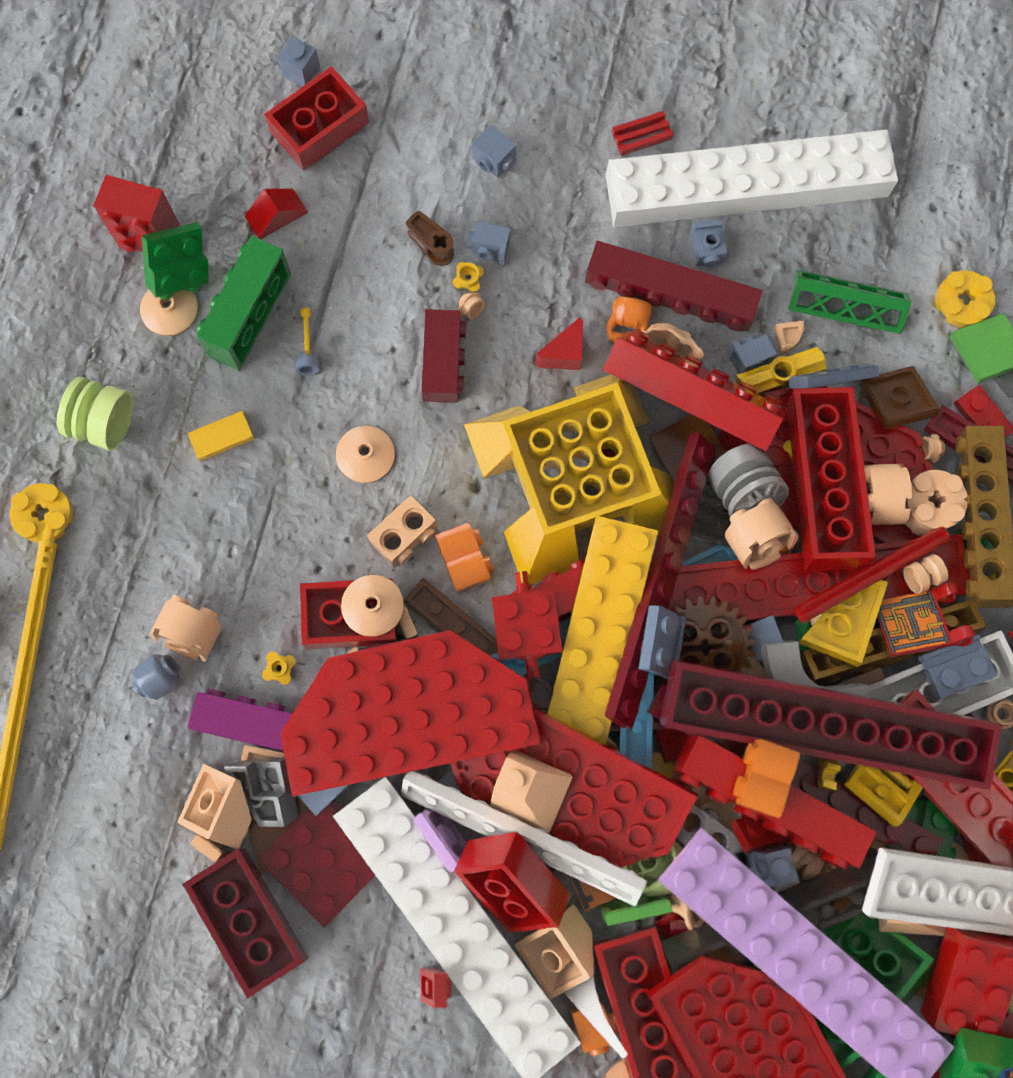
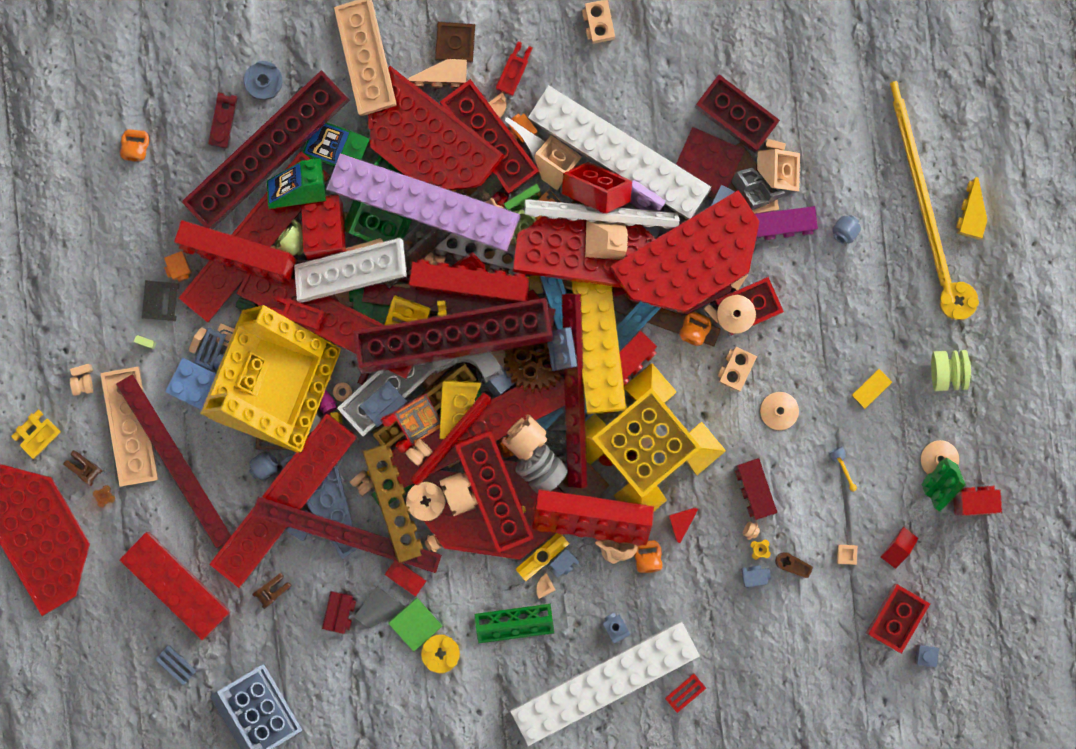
camera: 160 degrees right, 10 degrees up
(186, 628) = (839, 261): light nougat brick -> none
(244, 303) = (890, 474): green brick -> none
(282, 676) = (779, 256): yellow plate -> none
(351, 229) = (847, 554): none -> light nougat tile
(434, 987) = (618, 117): red plate -> none
(446, 605) = (693, 333): none -> orange piece
(463, 557) = (694, 366): orange brick -> none
(494, 152) = (775, 639): sand blue brick -> none
(527, 625) = (642, 332): red plate -> none
(673, 286) = (629, 589): dark red brick -> none
(766, 777) = (481, 289): orange brick -> none
(774, 865) = (454, 249): sand blue brick -> none
(834, 376) = (509, 562): sand blue tile -> none
(899, 397) = (463, 567): reddish brown tile -> none

